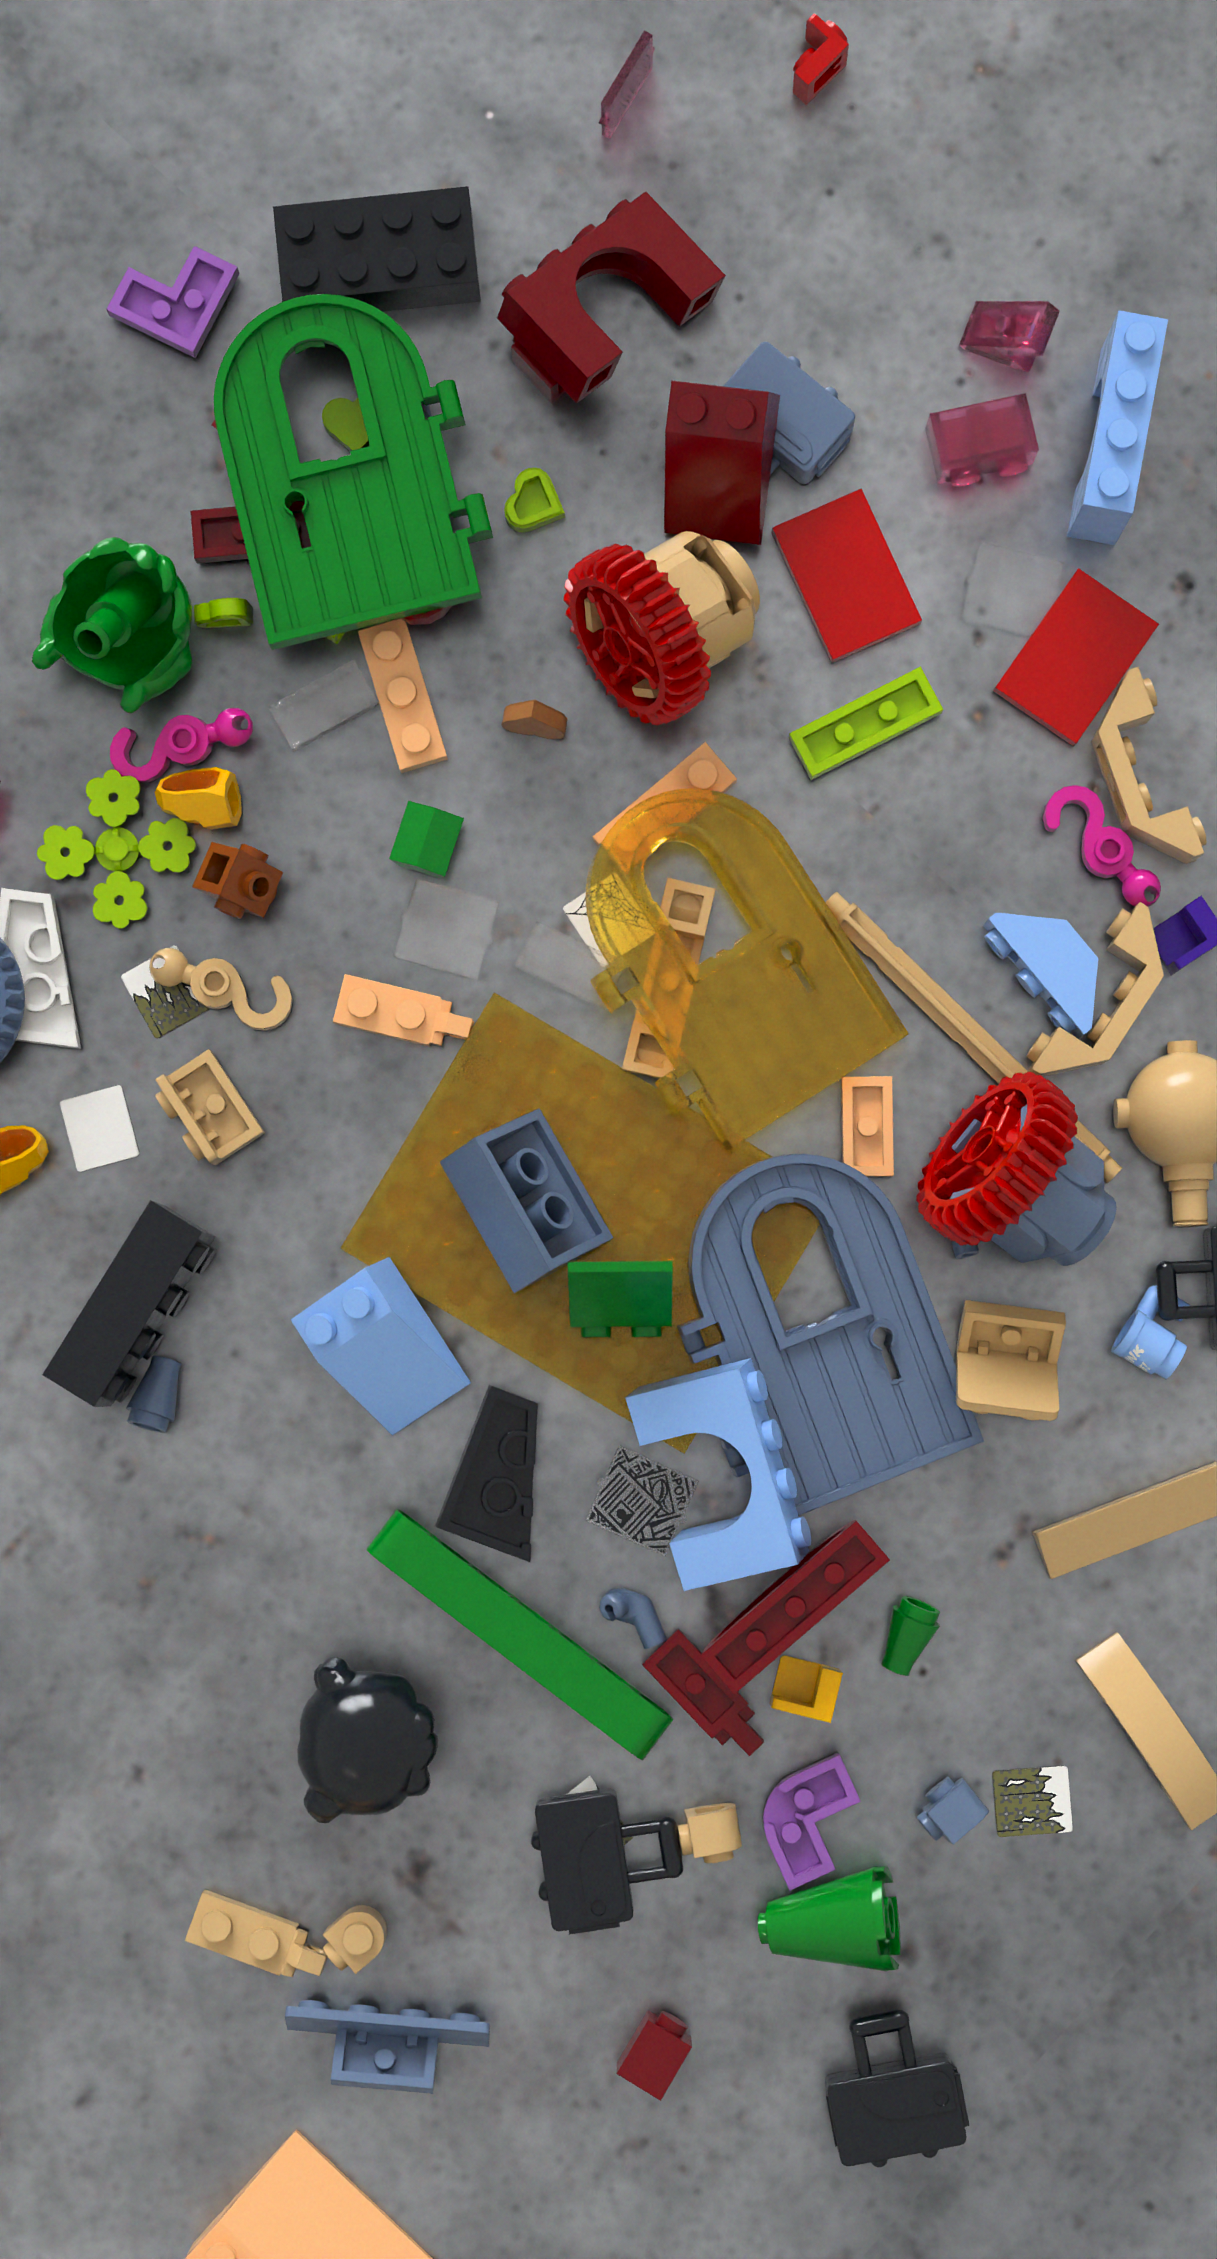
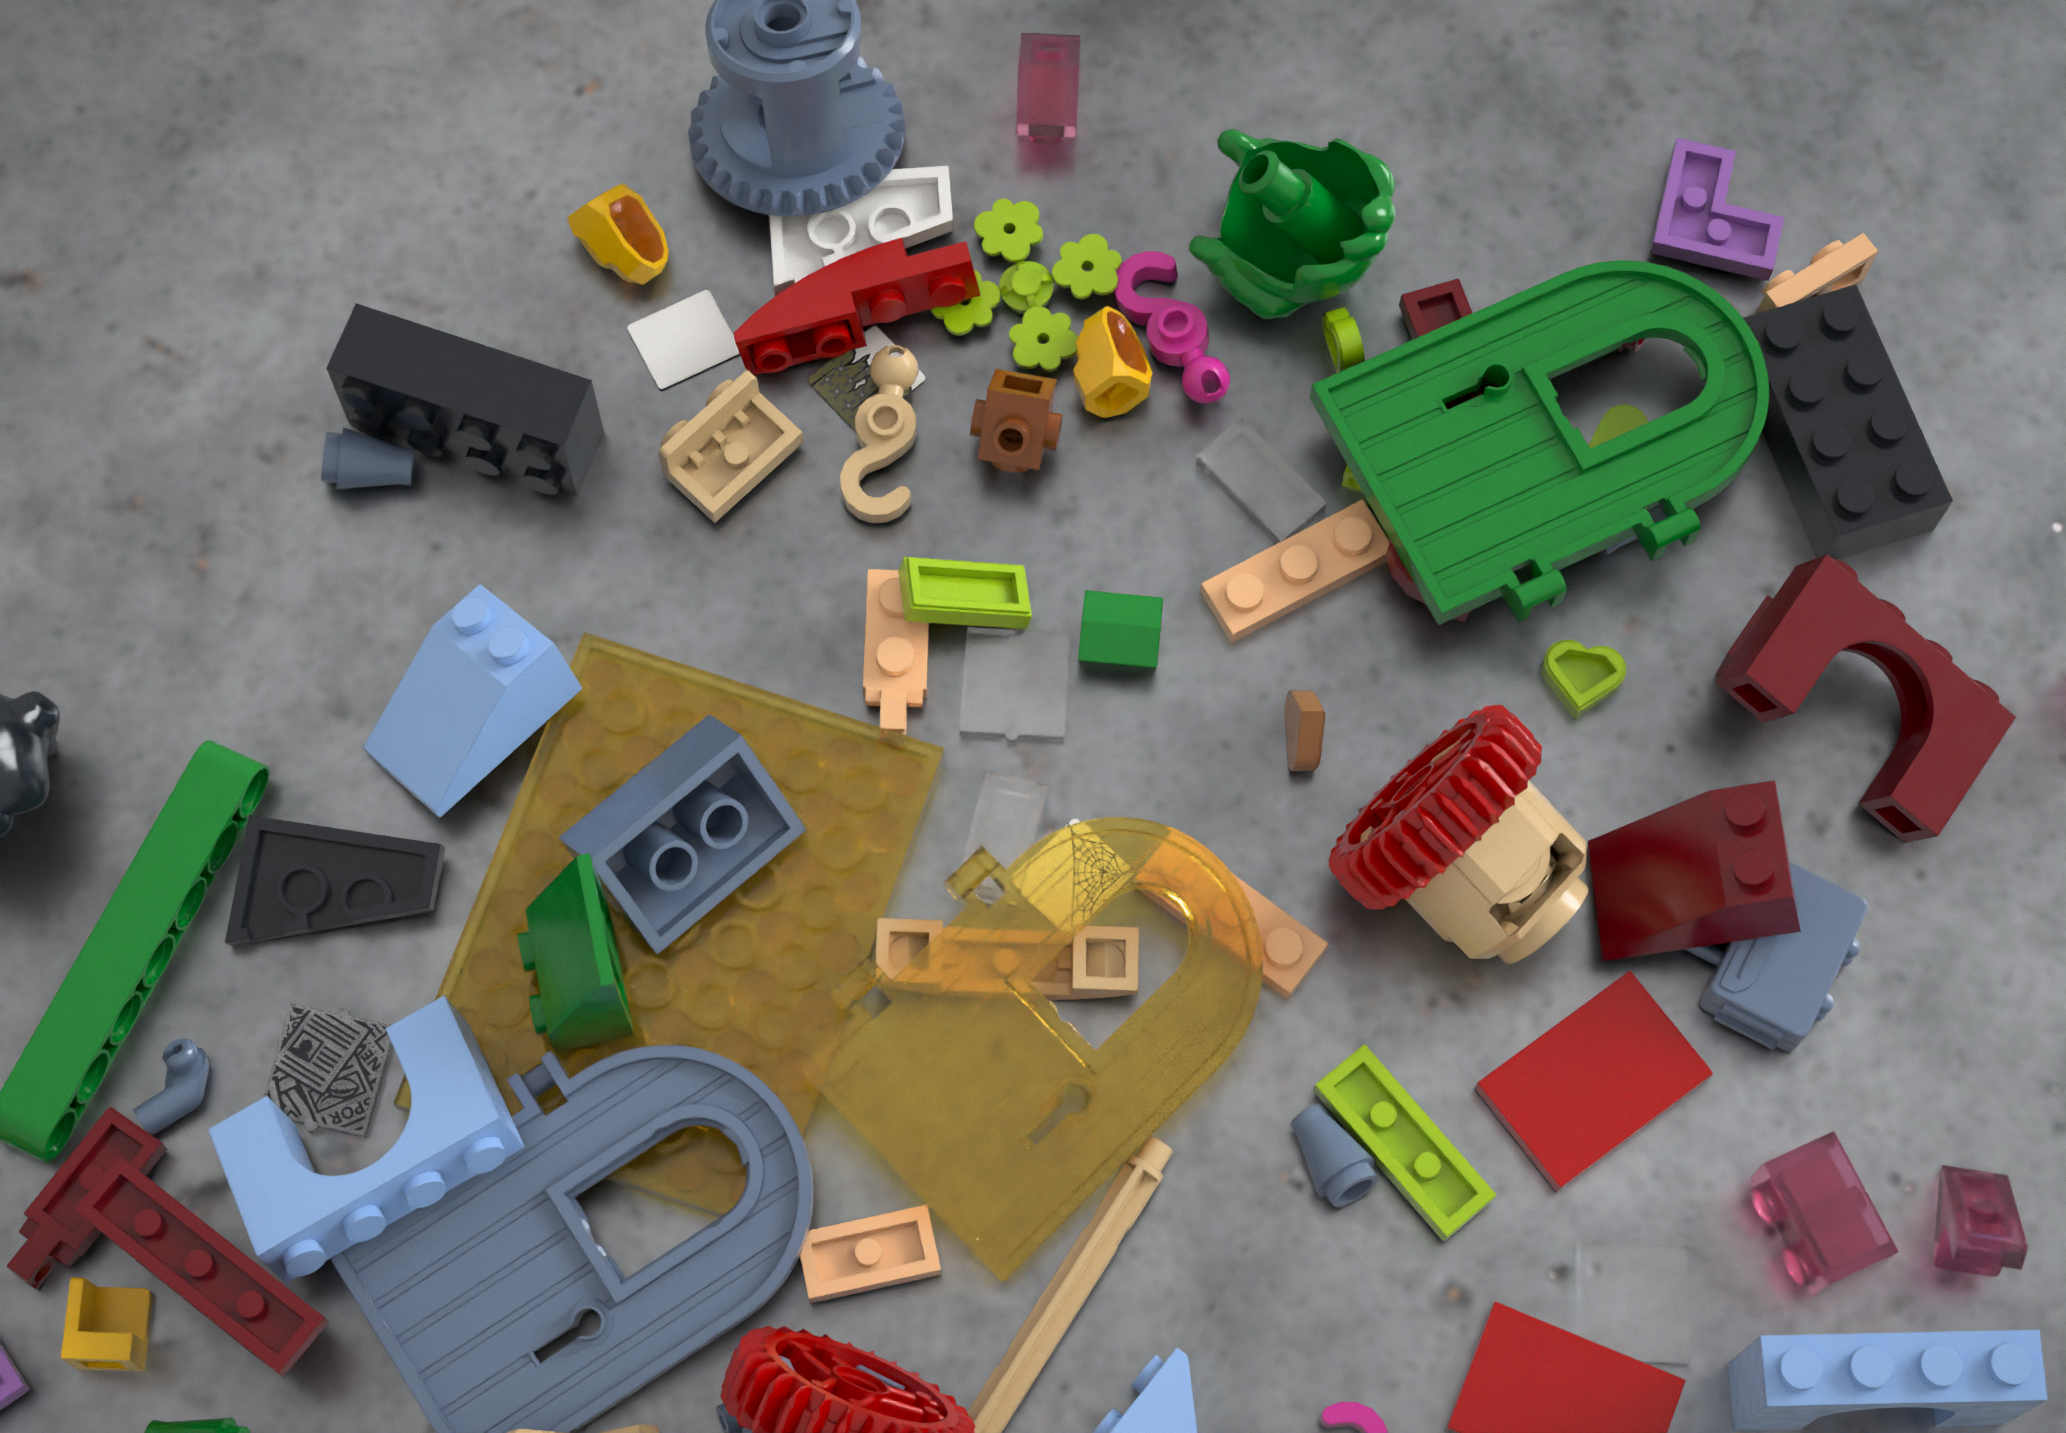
camera: 70 degrees right, 15 degrees down
(107, 1008) = (830, 306): none -> red slope
(245, 220) = (1830, 270): none -> light nougat plate
(371, 950) = (964, 593): none -> lime tile
(865, 777) = (1334, 1158): none -> sand blue cone

